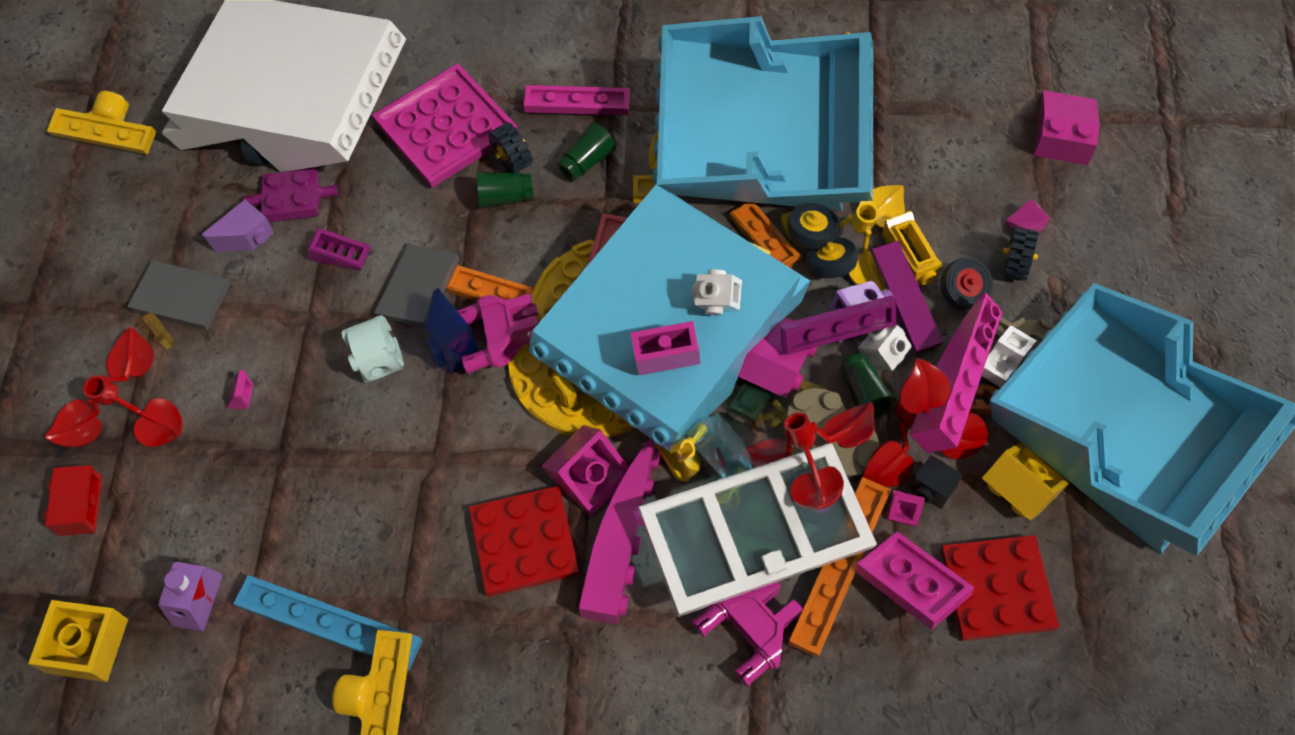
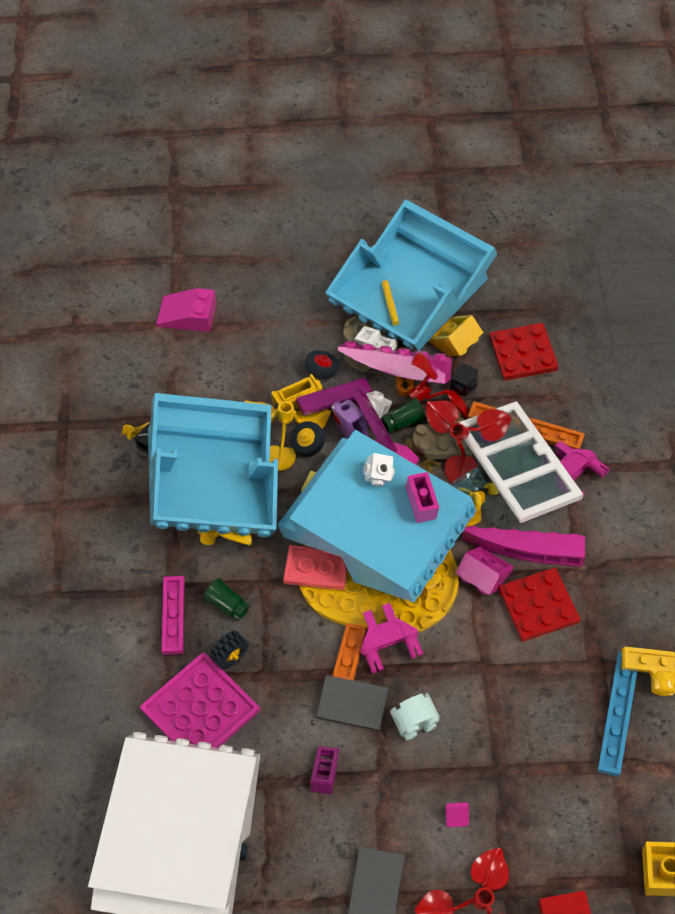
camera: 95 degrees left, 5 degrees down
(159, 330) = (413, 887): clear yellow tile -> none
(191, 592) = (618, 802): medium lavender torso -> none
(239, 230) = (312, 845): medium lavender slope -> none
(291, 195) = (275, 818): magenta plate -> none
(448, 334) = (397, 666): clear blue slope -> none
(503, 188) = (263, 655): dark green plant -> none
(641, 187) = (252, 560): yellow tile -> none
(763, 233) = (293, 479): orange tile -> none
(812, 225) = (286, 448): black wheel -> none
(905, 508) = (482, 394): dark pink slope -> none
(914, 580) = (532, 385): dark pink plate -> none
(1020, 253) = (299, 334): black wheel -> none
(1029, 217) = (267, 333): dark pink slope -> none
(1085, 382) = (390, 303): none -> yellow bar

